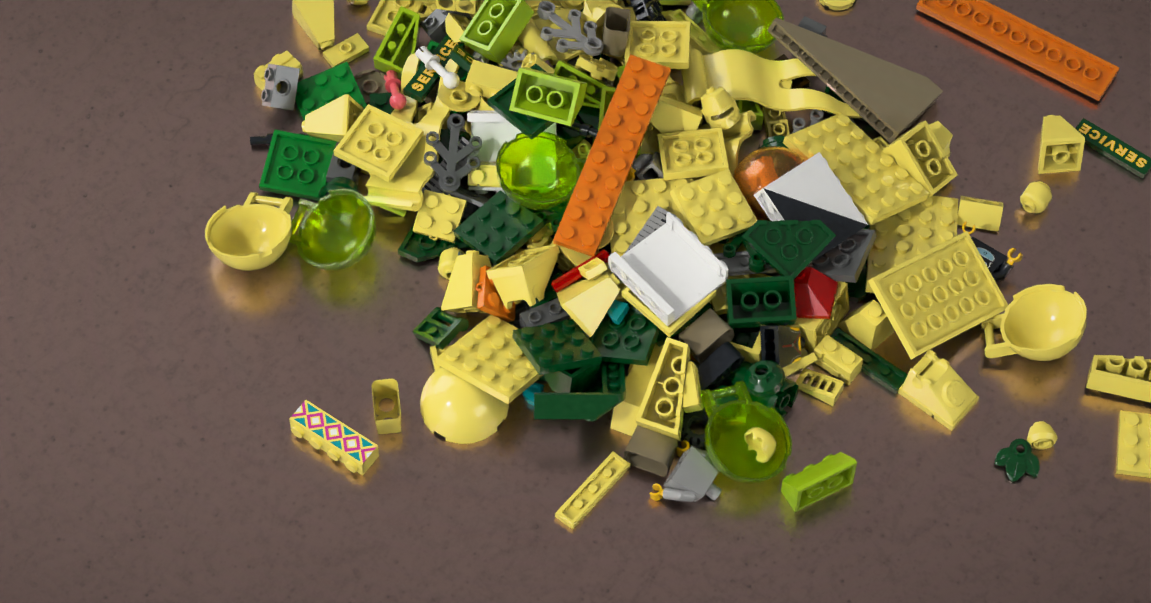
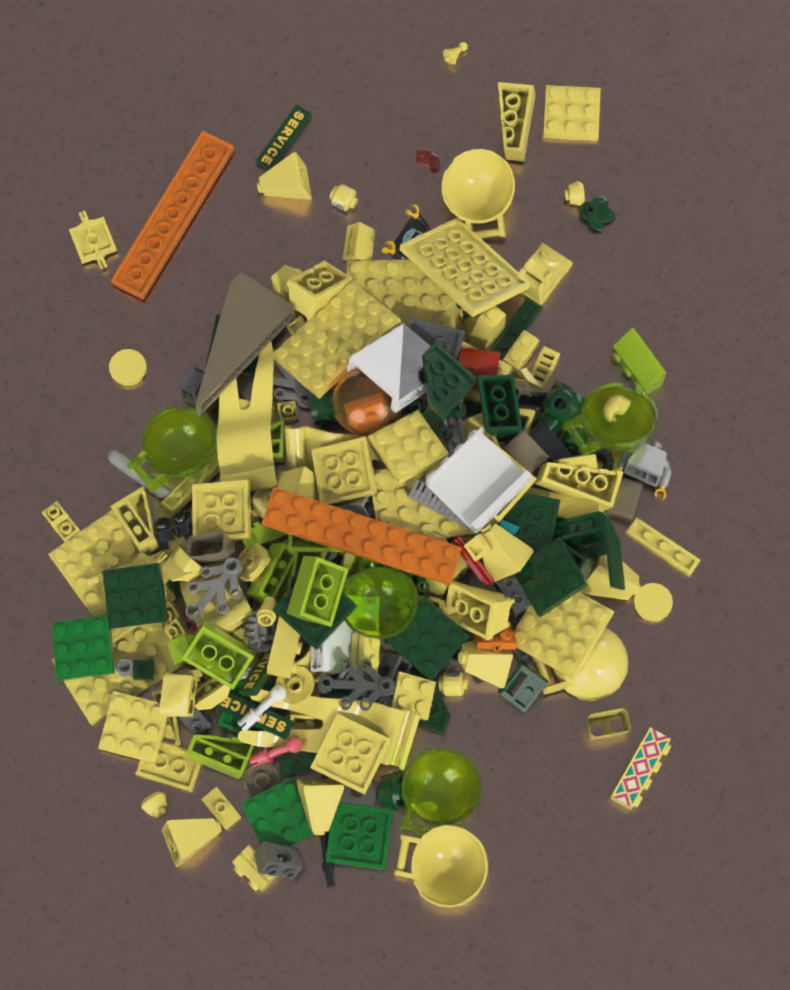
camera: 90 degrees left, 15 degrees up
(526, 472) = (653, 602): none -> light yellow tile
(556, 435) = (600, 585): none -> light yellow slope
(719, 108) = (289, 453): light yellow helmet -> none
(1090, 291) = (430, 156): none -> clear red arm

